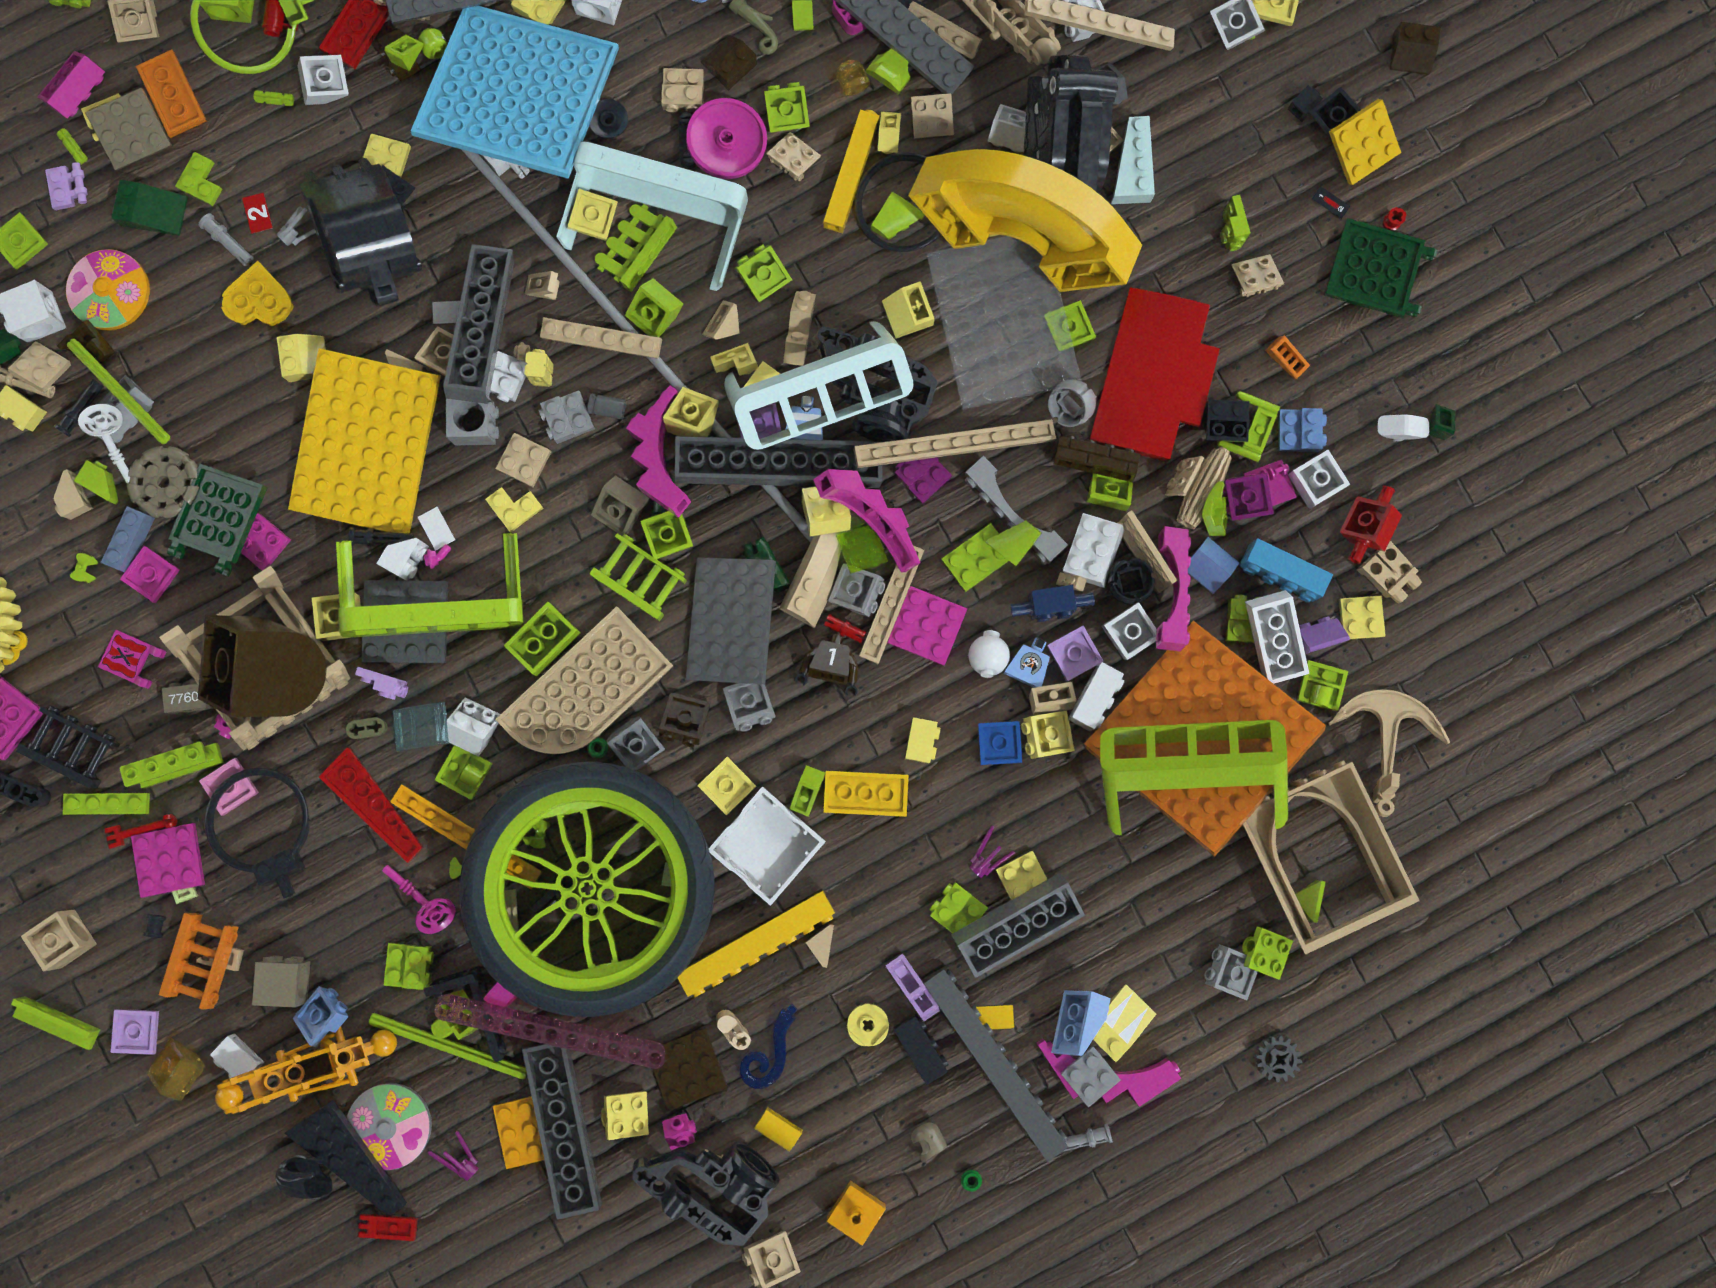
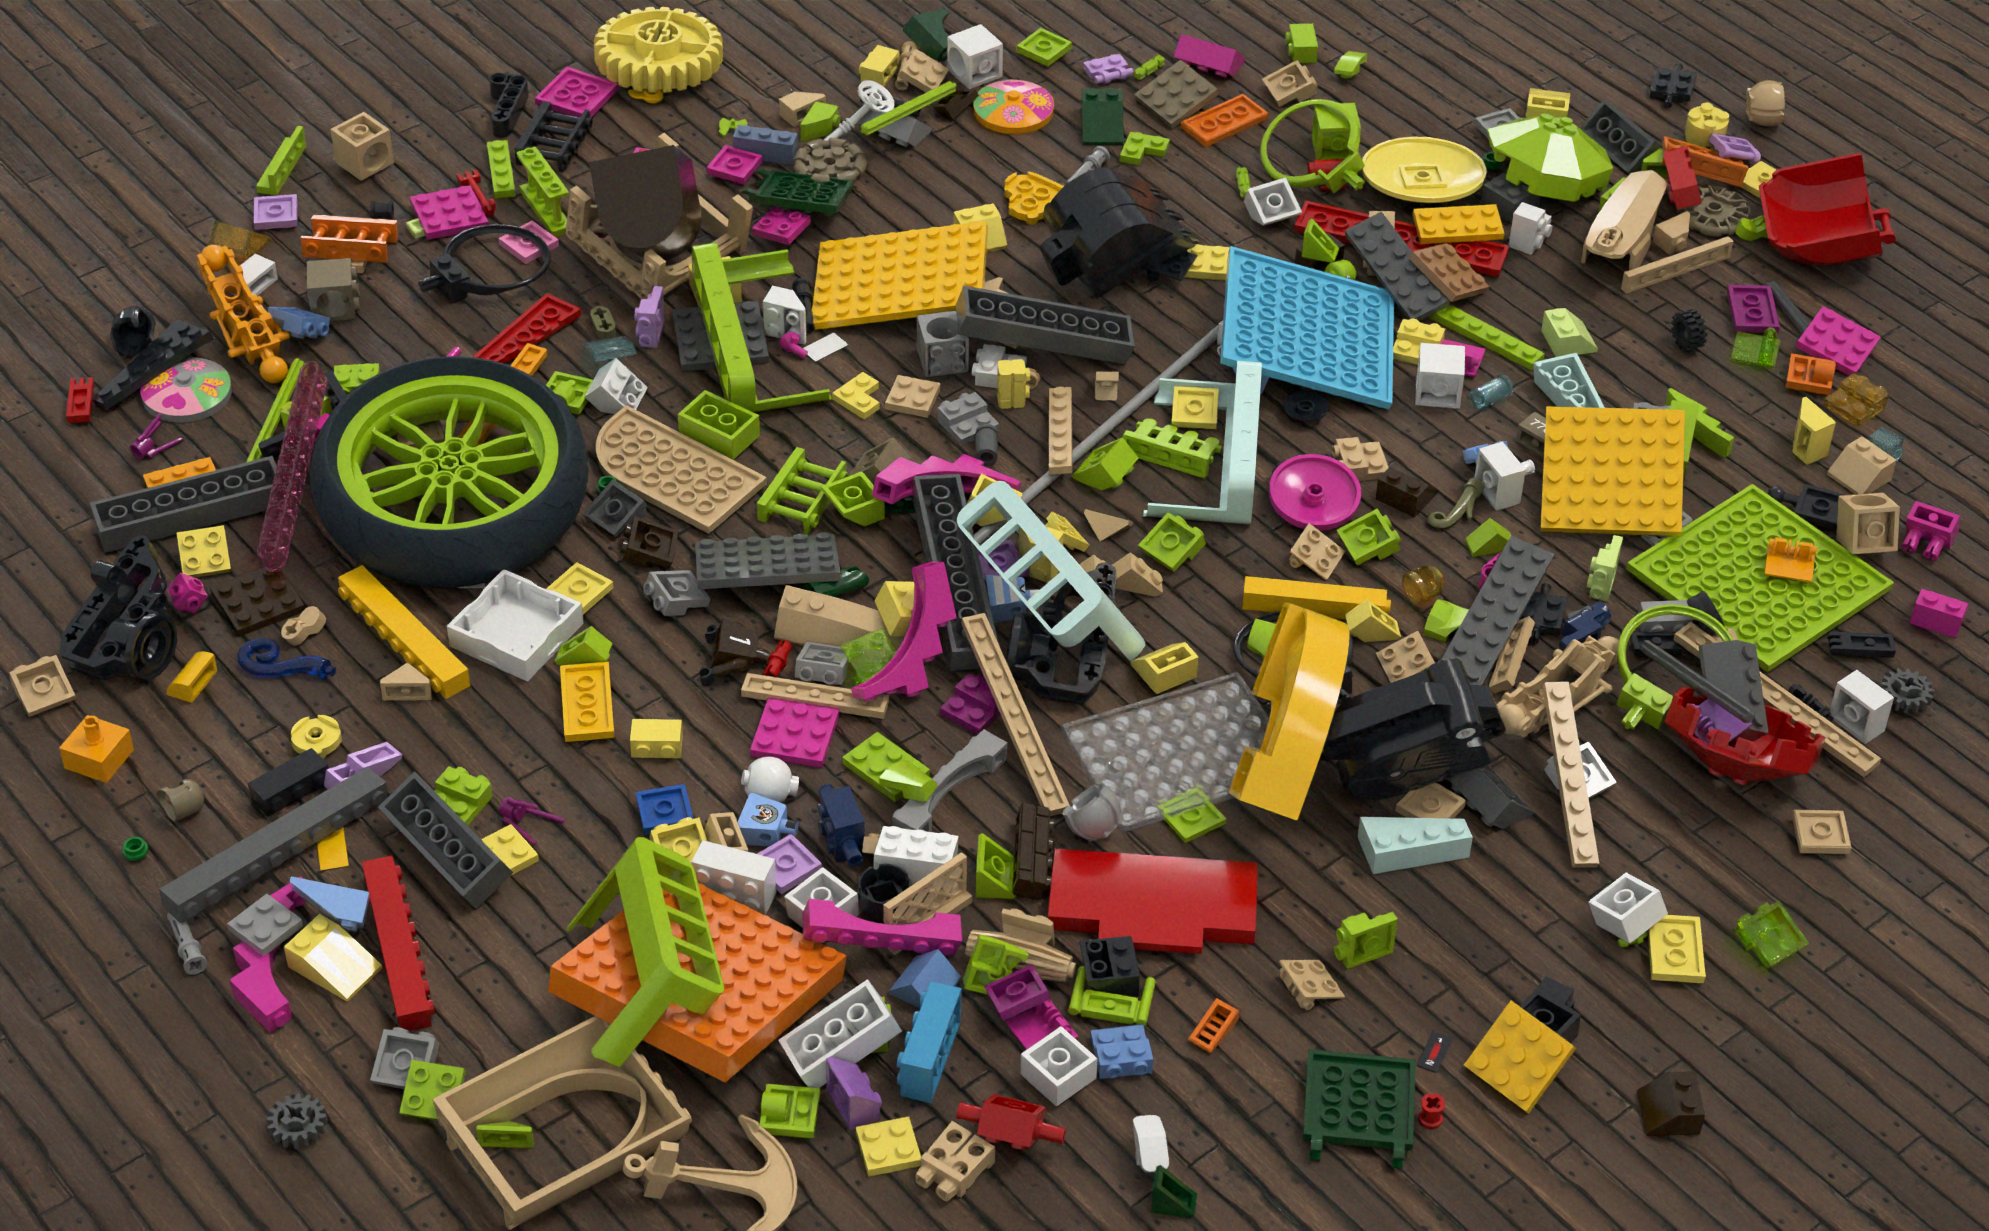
camera: 80 degrees right, 40 degrees down
(1111, 971) = (397, 945): none -> red brick

